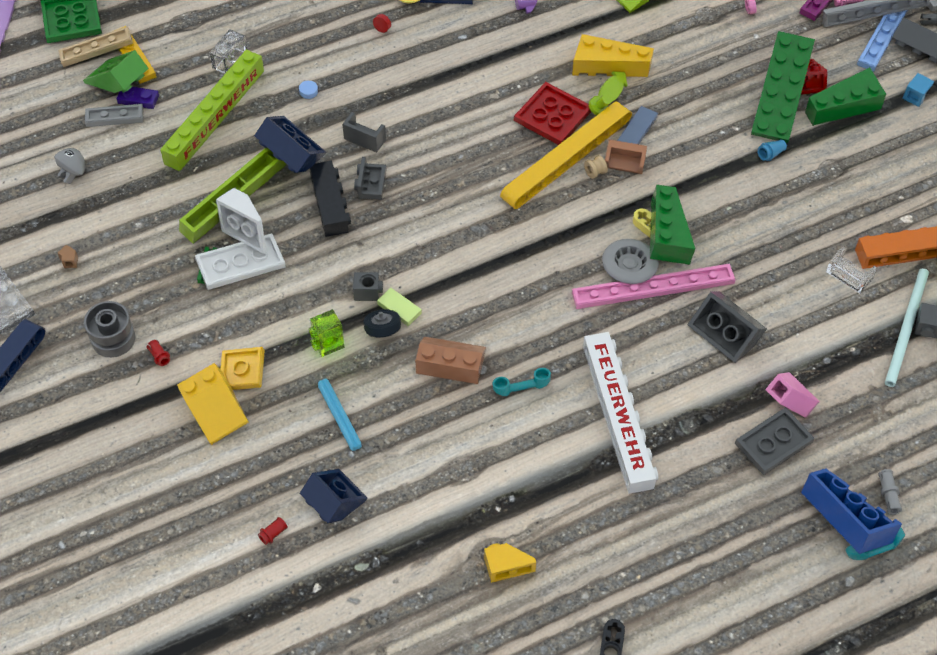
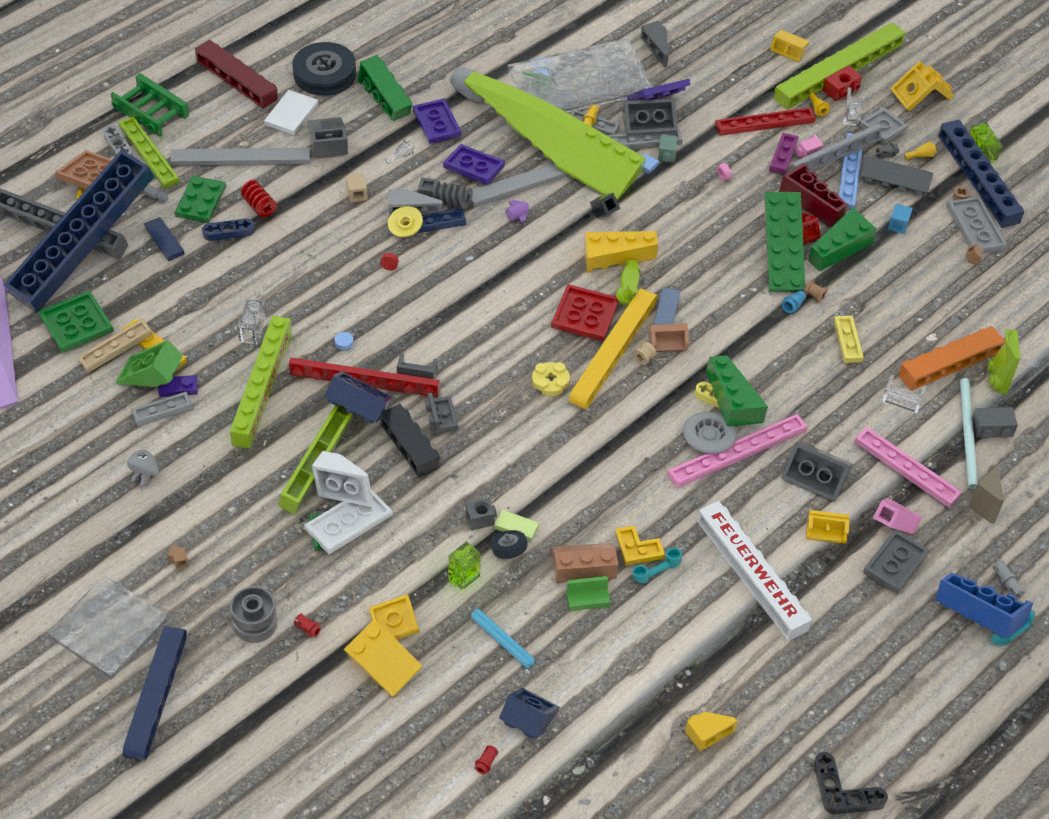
camera: 20 degrees left, 5 degrees down
(315, 129) = (374, 378): none -> red plate
(440, 392) = (587, 593): none -> bright green panel
(492, 161) = (550, 369): none -> light yellow plate
(506, 361) = (635, 551): none -> yellow plate
(614, 12) = (605, 205): none -> black brick
(714, 386) = (827, 526): none -> yellow hinge
(798, 143) = (815, 291): none -> medium nougat bush
(814, 200) = (848, 339): none -> light yellow plate
(826, 346) = (908, 467): none -> bright pink plate
(833, 45) = (814, 195): none -> dark red wedge
(898, 397) = (988, 496): none -> dark tan slope

